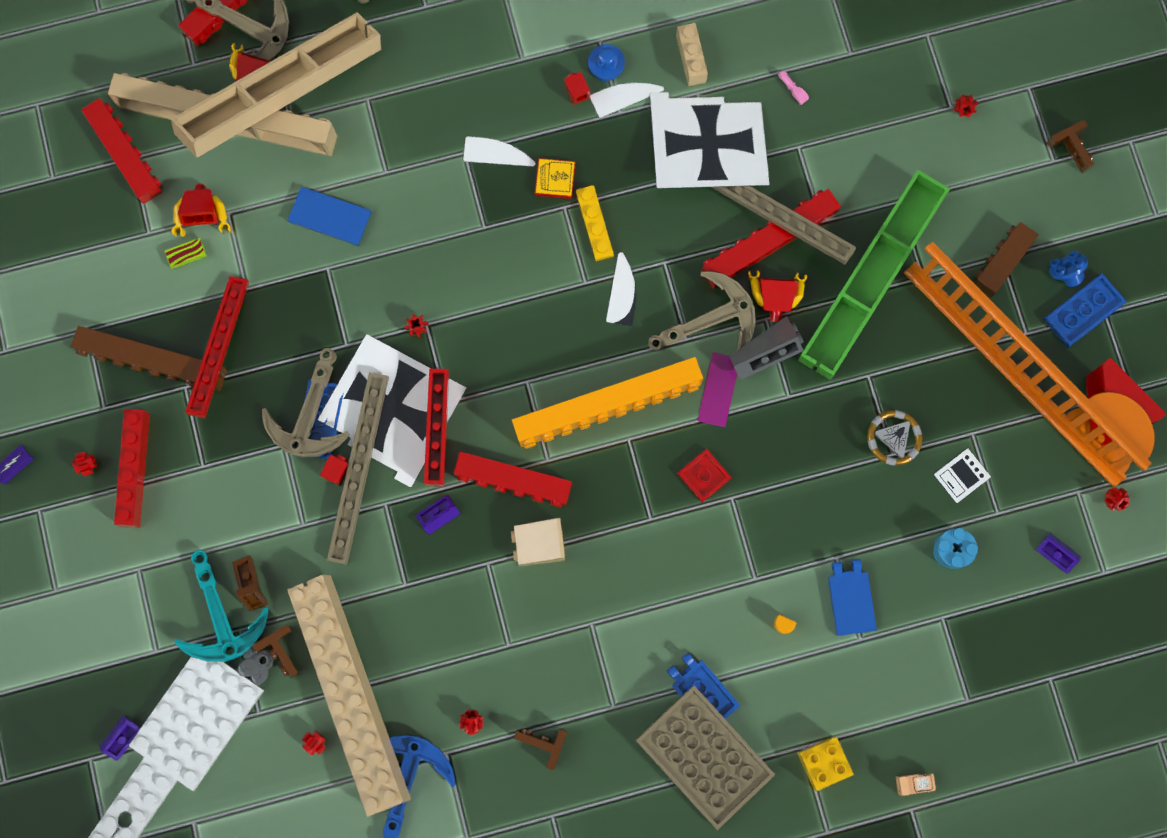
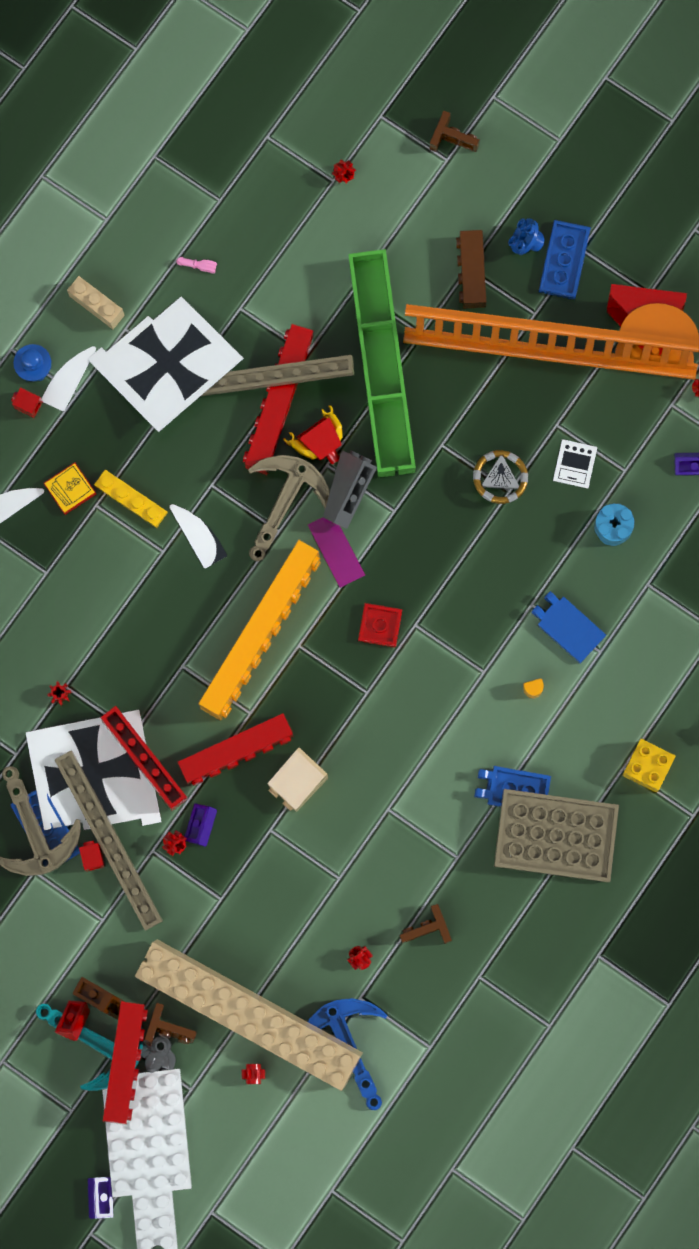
camera: 35 degrees left, 0 degrees up
(213, 583) = (73, 1020): none -> red slope
(220, 650) = (123, 1063): none -> red brick
(405, 512) = (174, 843): none -> red gear

